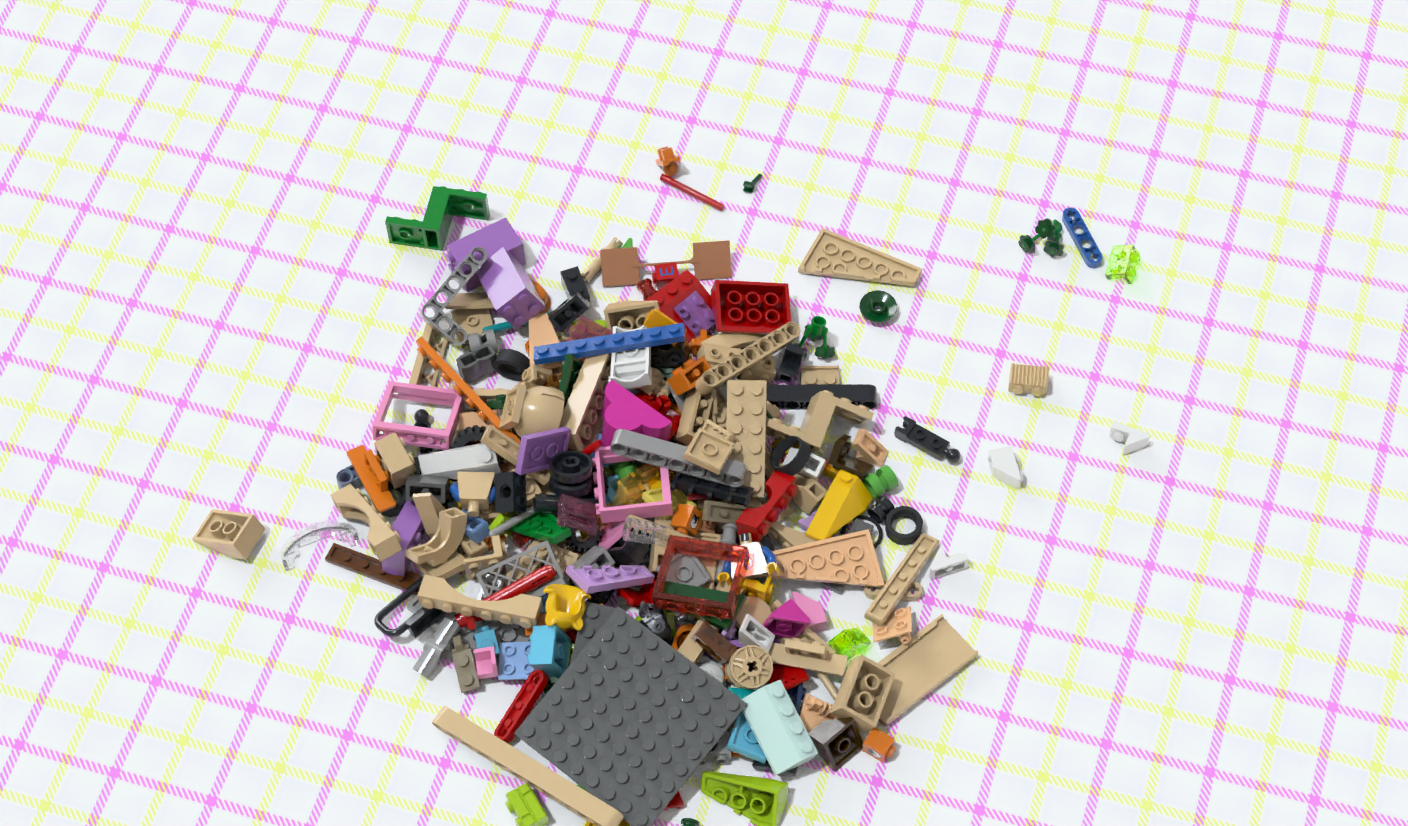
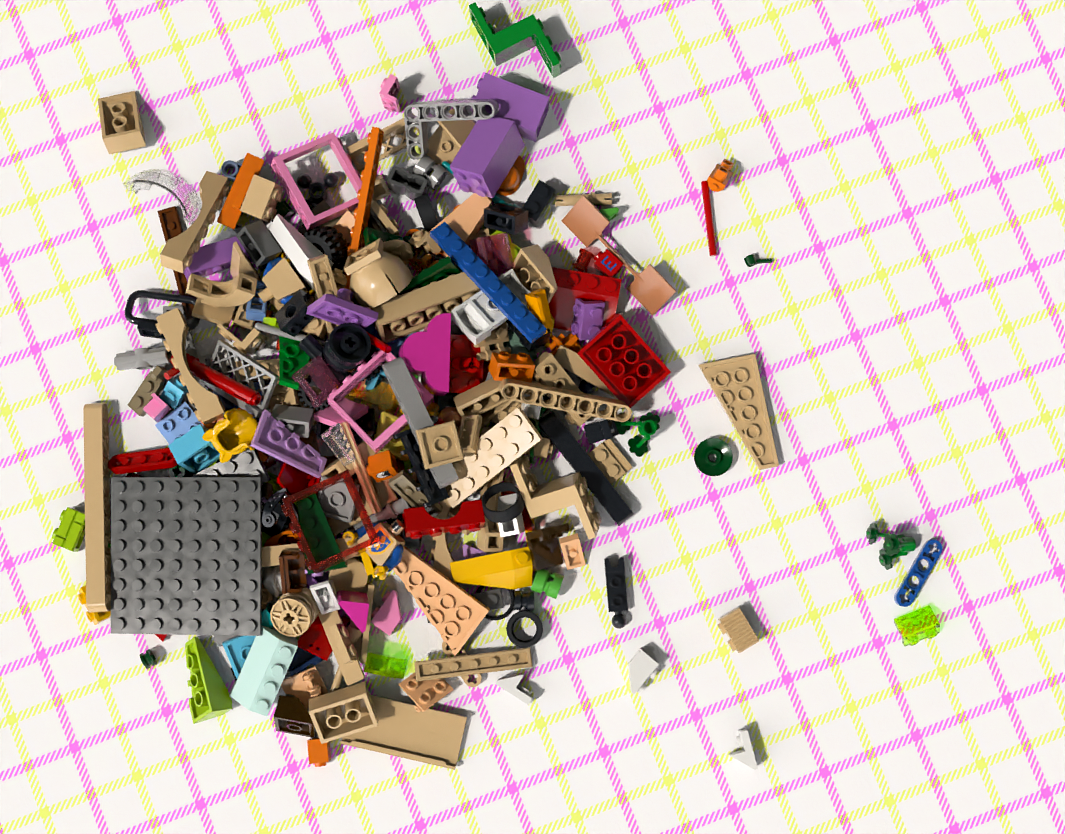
camera: 55 degrees right, 25 degrees up
(399, 328) = (388, 93): none -> bright pink bracket

